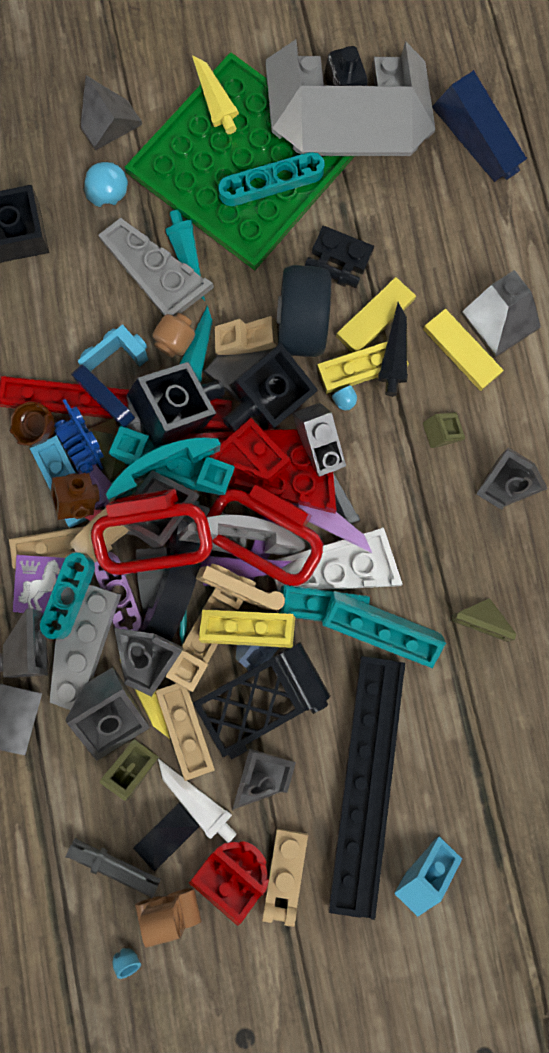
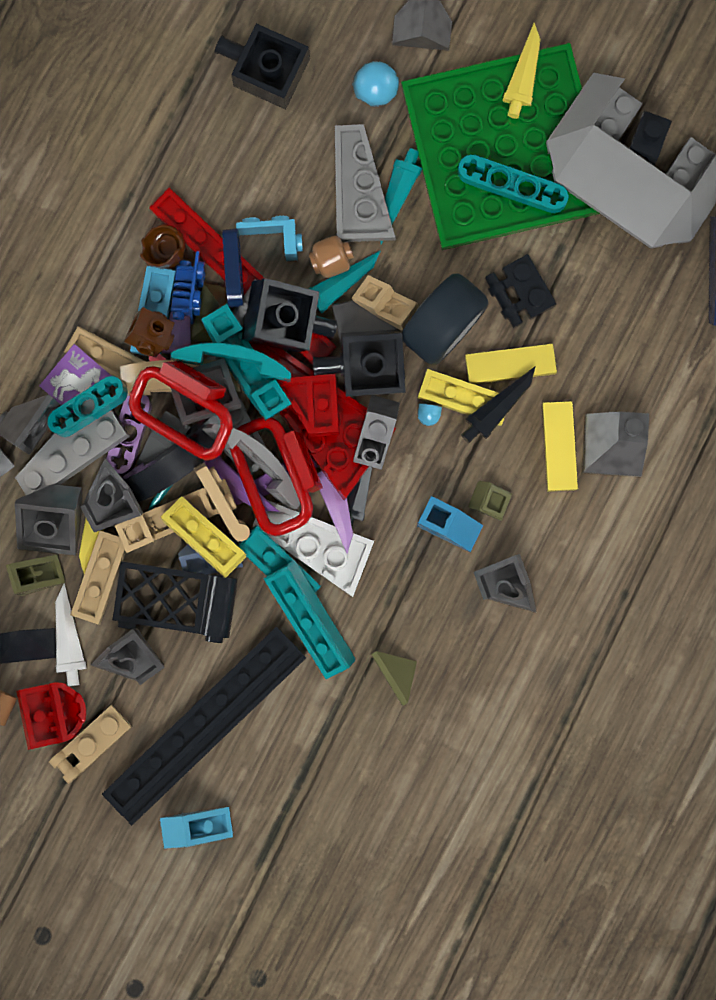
camera: 45 degrees right, 5 degrees up
(429, 469) = (450, 524): none -> dark azure slope

